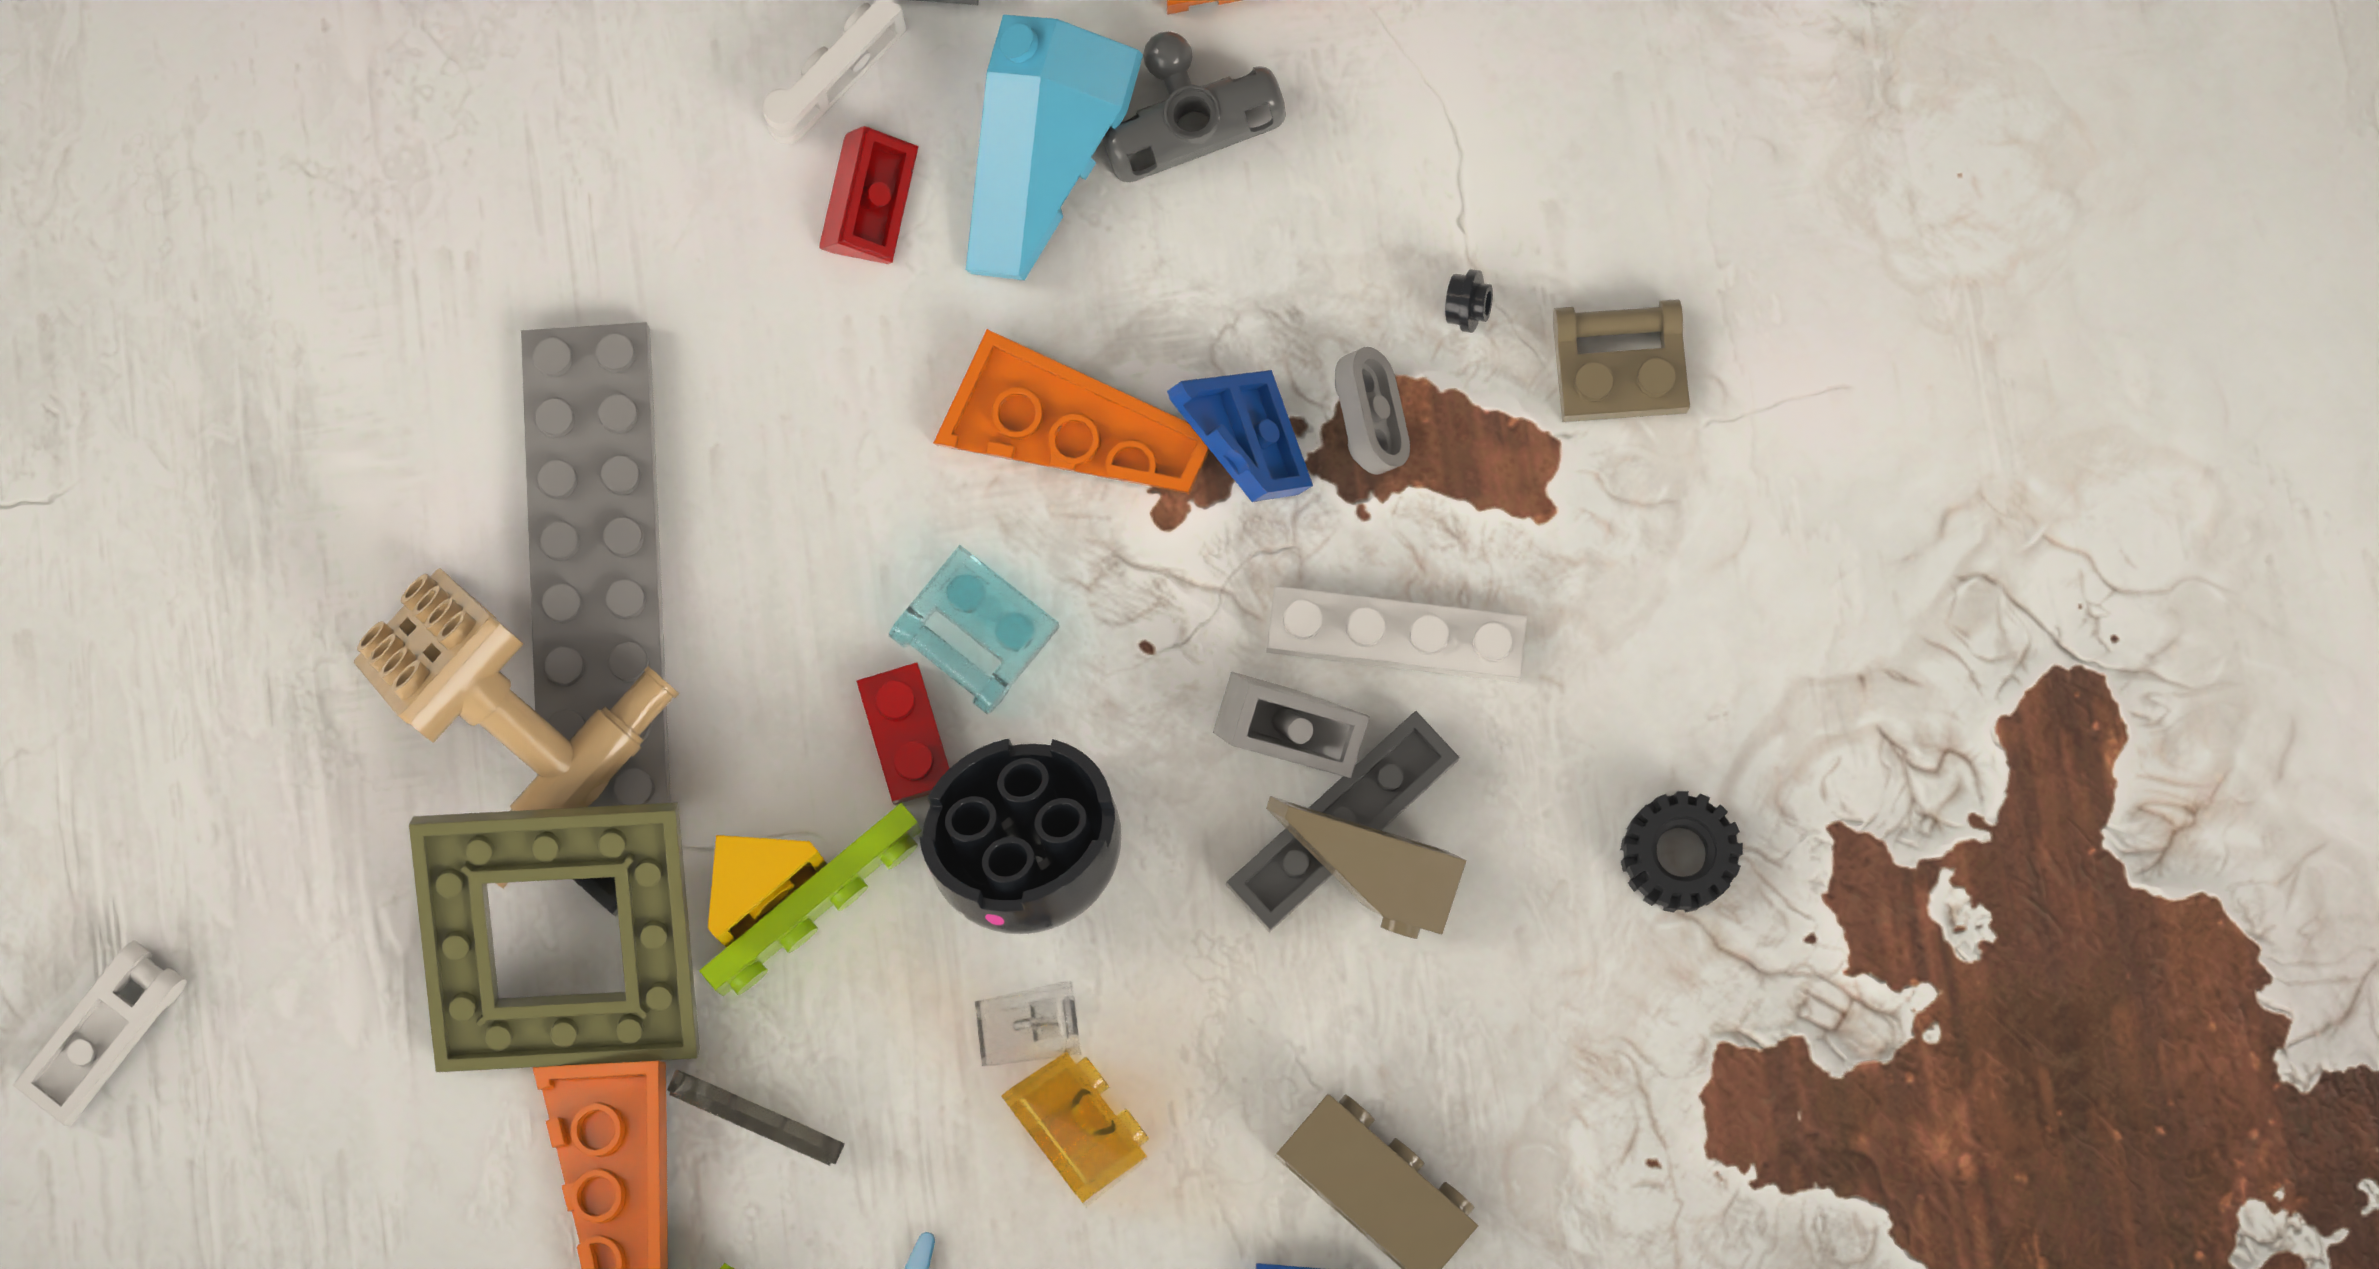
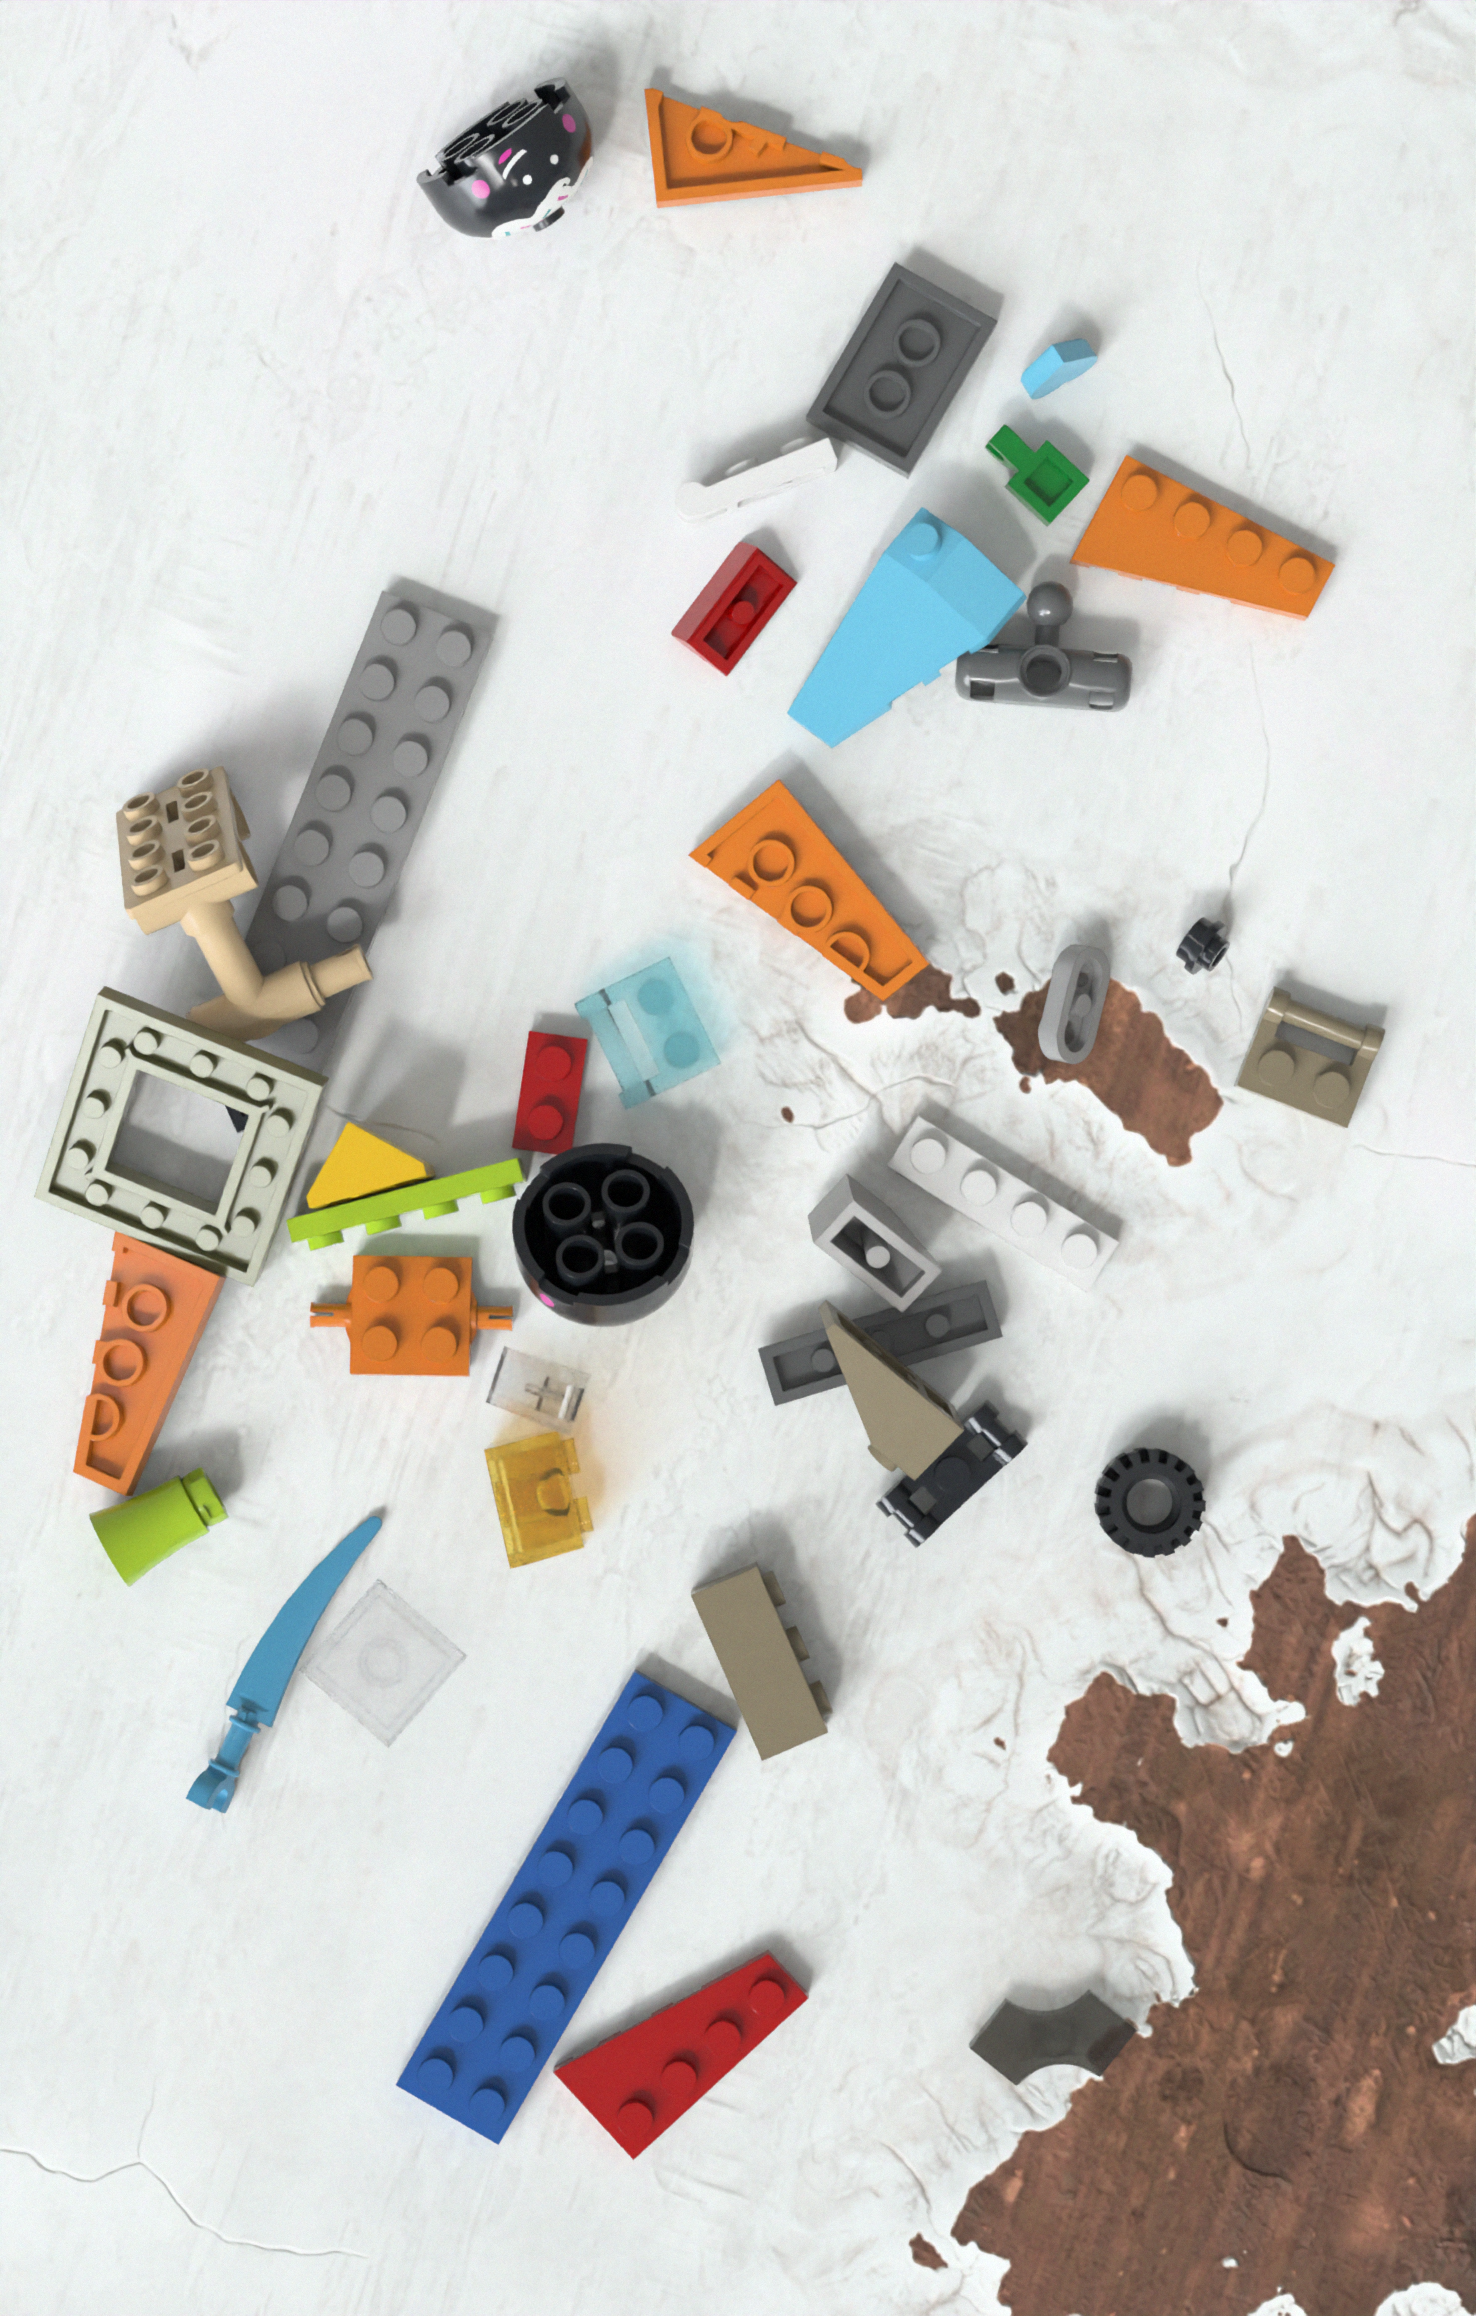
camera: 30 degrees right, 10 degrees up
(755, 1118) = (286, 1371): clear smoke tile -> none
(868, 1014) = (411, 1316): none -> orange plate
(1246, 431) = (957, 973): blue wing -> none
(1476, 918) = (953, 1475): none -> black plate

